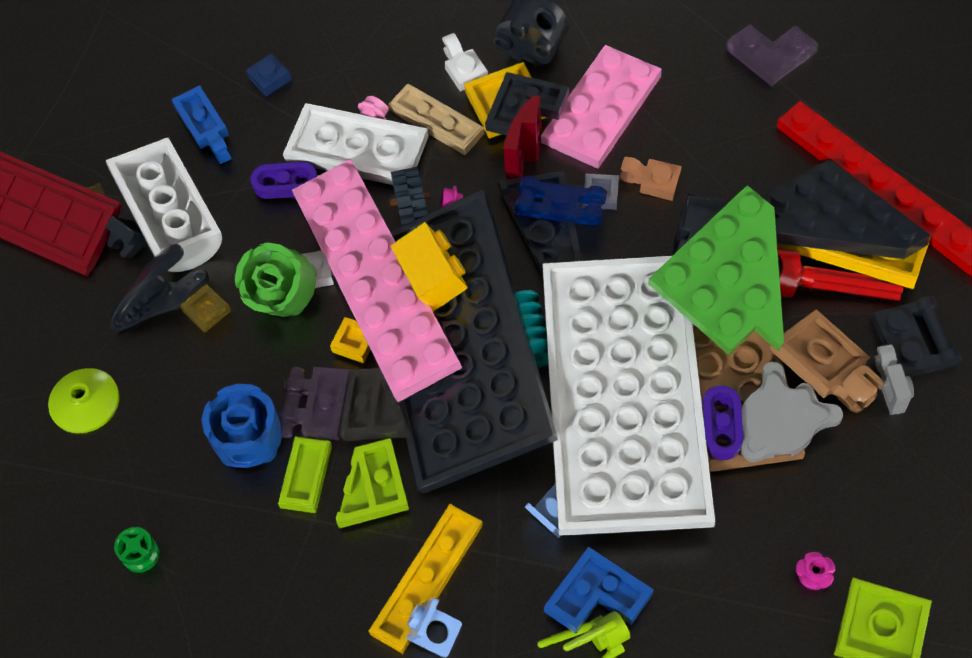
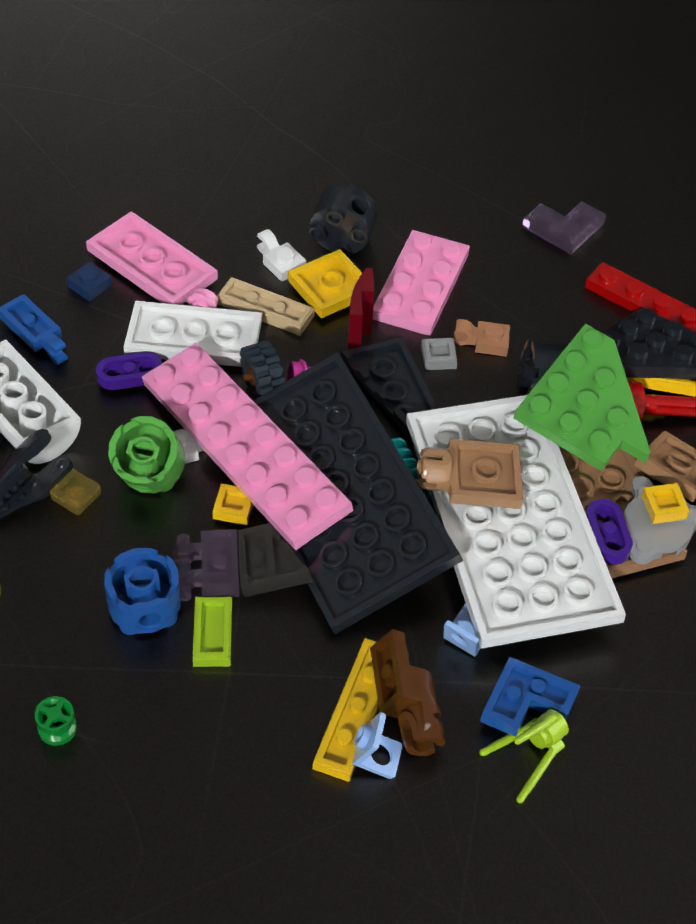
camera: 20 degrees left, 10 degrees down
(333, 57) = (151, 260): none -> bright pink plate
(372, 486) = (285, 631): lime wing -> none
(429, 267) = (303, 421): yellow piece -> none
(474, 575) = (407, 695): none -> reddish brown plate
(515, 92) = (342, 276): black plate -> none
(560, 202) = (407, 362): clear blue plate -> none
(591, 343) = (474, 473): none -> medium nougat plate
(787, 400) = (665, 503): none -> yellow plate

